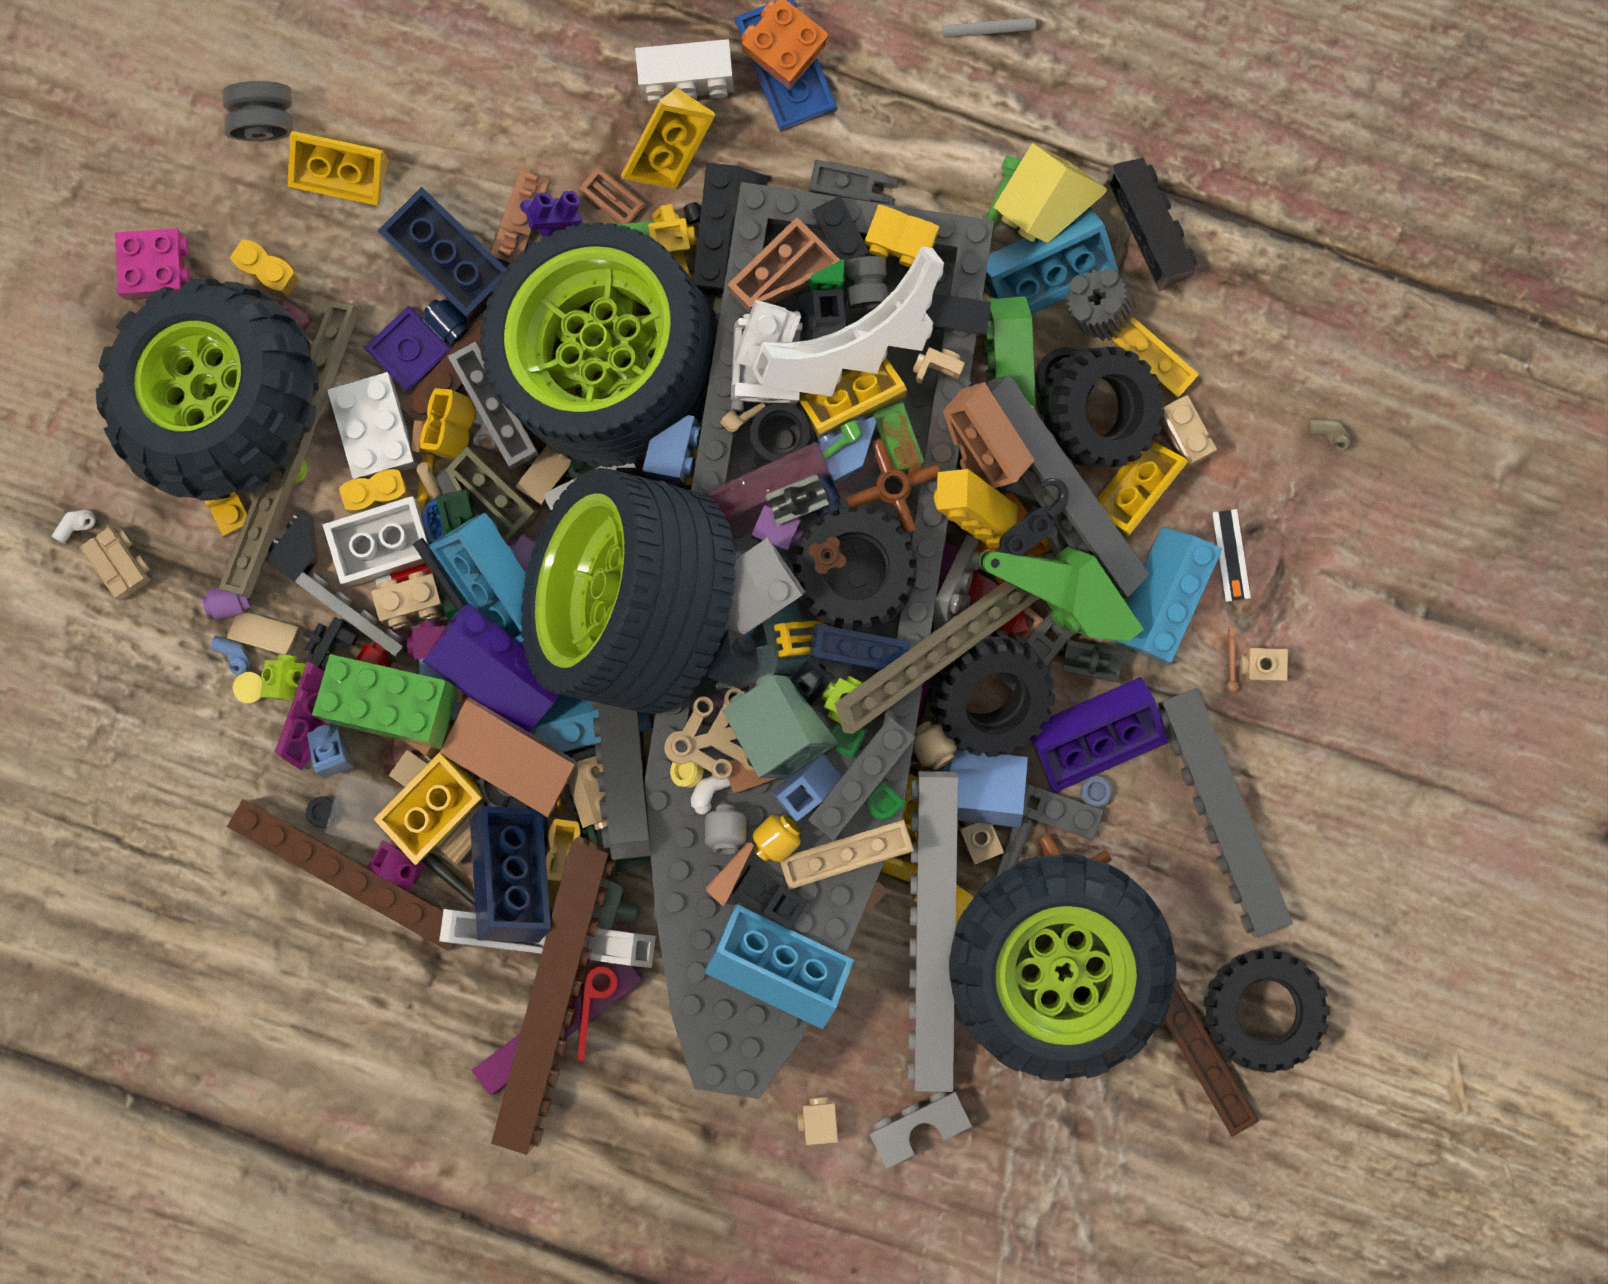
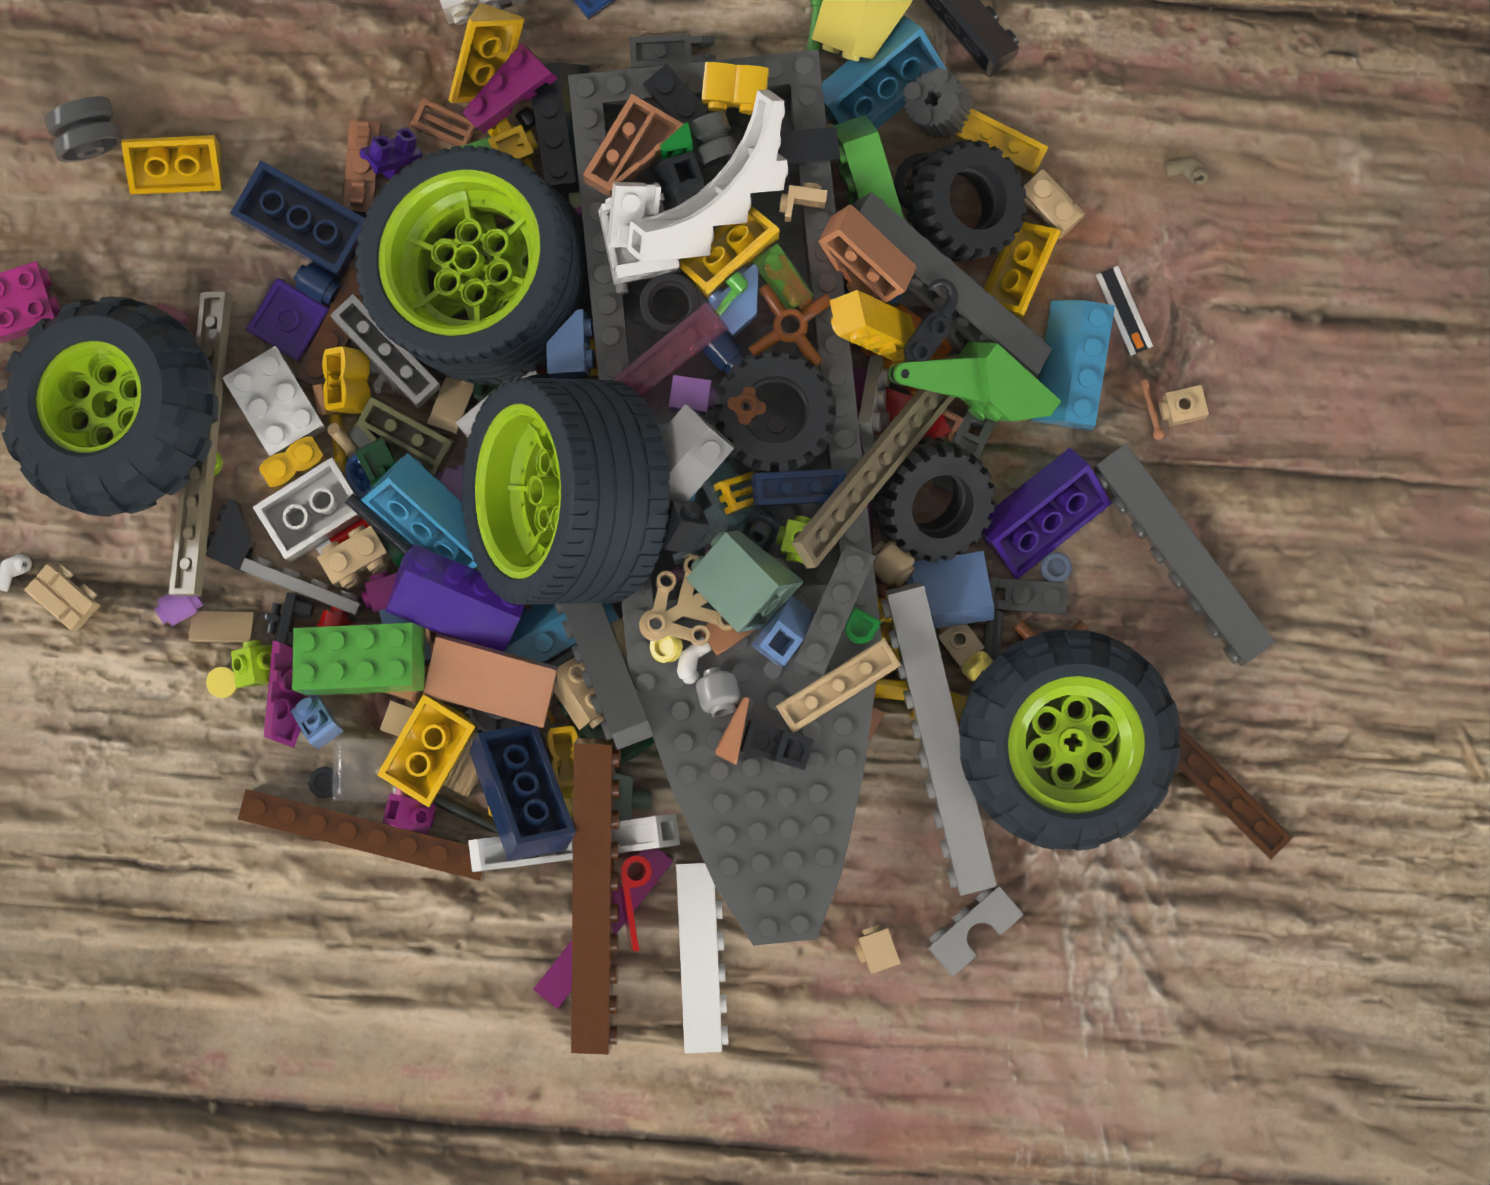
camera: 20 degrees left, 0 degrees up
(228, 513) = (157, 521): yellow bracket -> none
(235, 652) = (199, 652): medium blue arm -> none
(269, 270) = (136, 278): yellow brick -> none
(641, 1087) = (699, 960): none -> white brick
(684, 176) = (510, 84): none -> magenta wing
(733, 422) = (622, 304): tan hand -> none
(776, 838) = (768, 687): yellow head -> none
(779, 966) = (803, 808): dark azure slope -> none
(798, 499) = (704, 360): pearl dark grey hips -> none
(847, 743) = (811, 577): green tile -> none
(990, 867) = (975, 664): none -> light yellow tile
(1092, 661) = (1020, 444): pearl dark grey hips -> none
(1309, 1016) = (1312, 719): black tyre -> none

